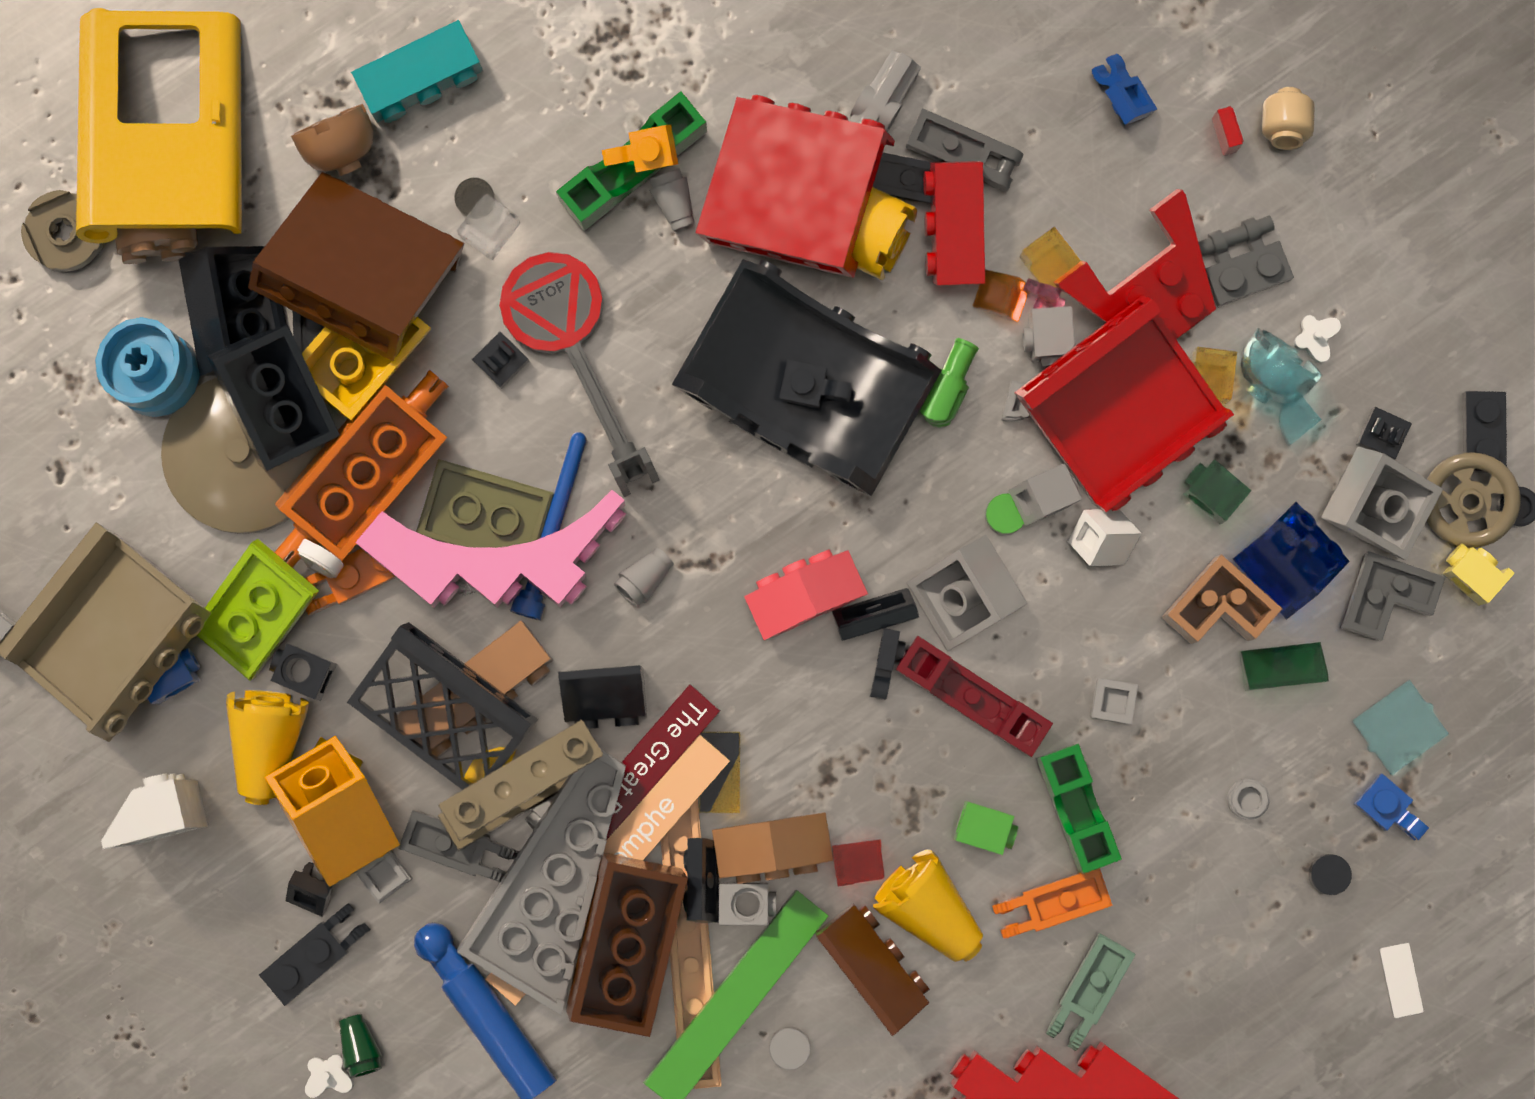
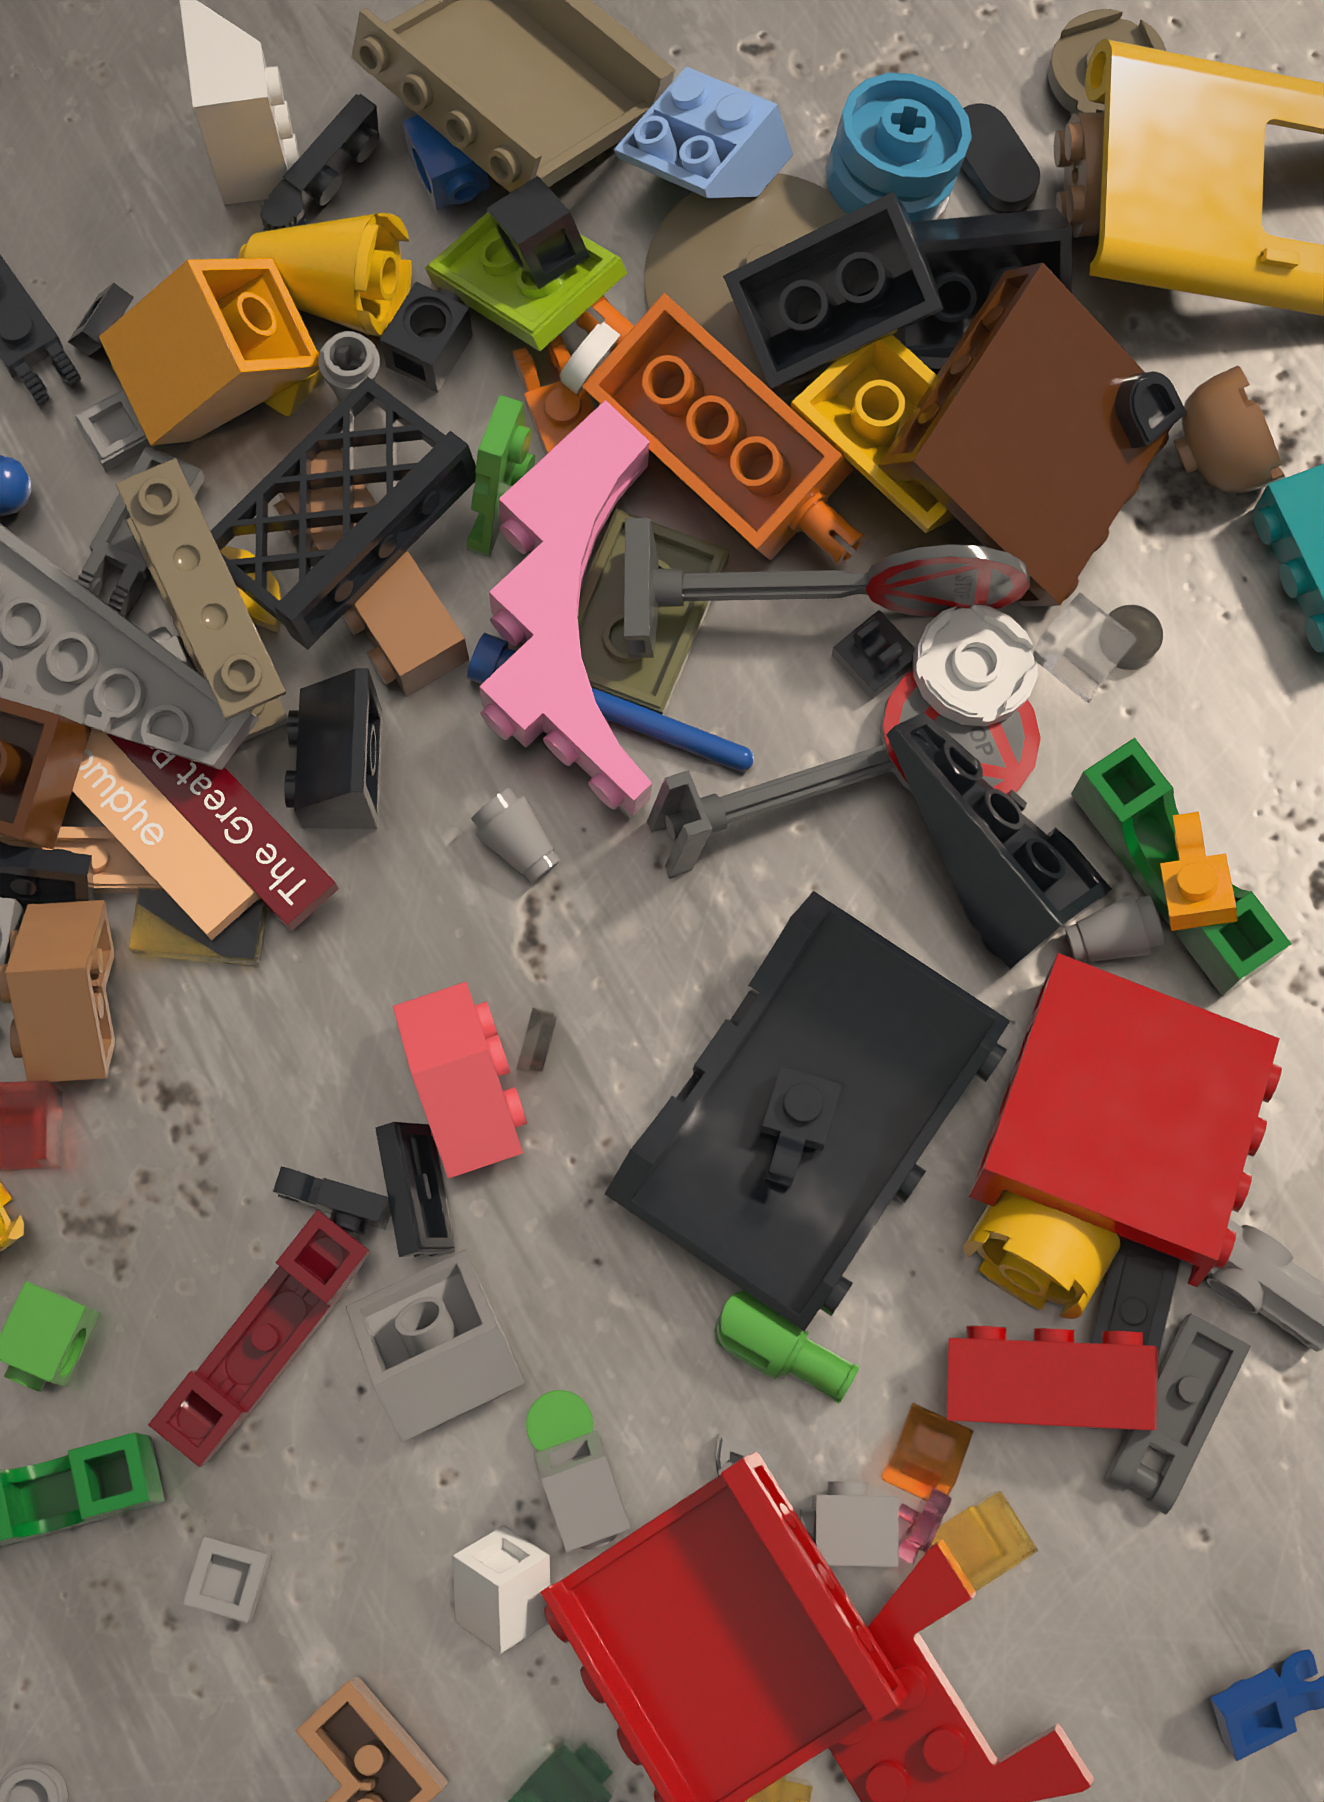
camera: 95 degrees right, 10 degrees down
(142, 297) = (999, 161): none -> black tile
(151, 496) = (709, 138): none -> light blue slope
(189, 759) = (320, 168): none -> black hinge
(236, 598) = (538, 232): none -> black brick
(325, 714) = (347, 361): none -> light grey cone
(328, 192) = (1147, 407): none -> black tile
(396, 607) = (500, 463): none -> bright green wing
(475, 502) = (907, 582): none -> dark grey piece
(505, 295) = (974, 665): none -> white tile
(643, 264) = (1005, 869): none -> black wedge
(776, 550) = (536, 1041): none -> clear smoke tile

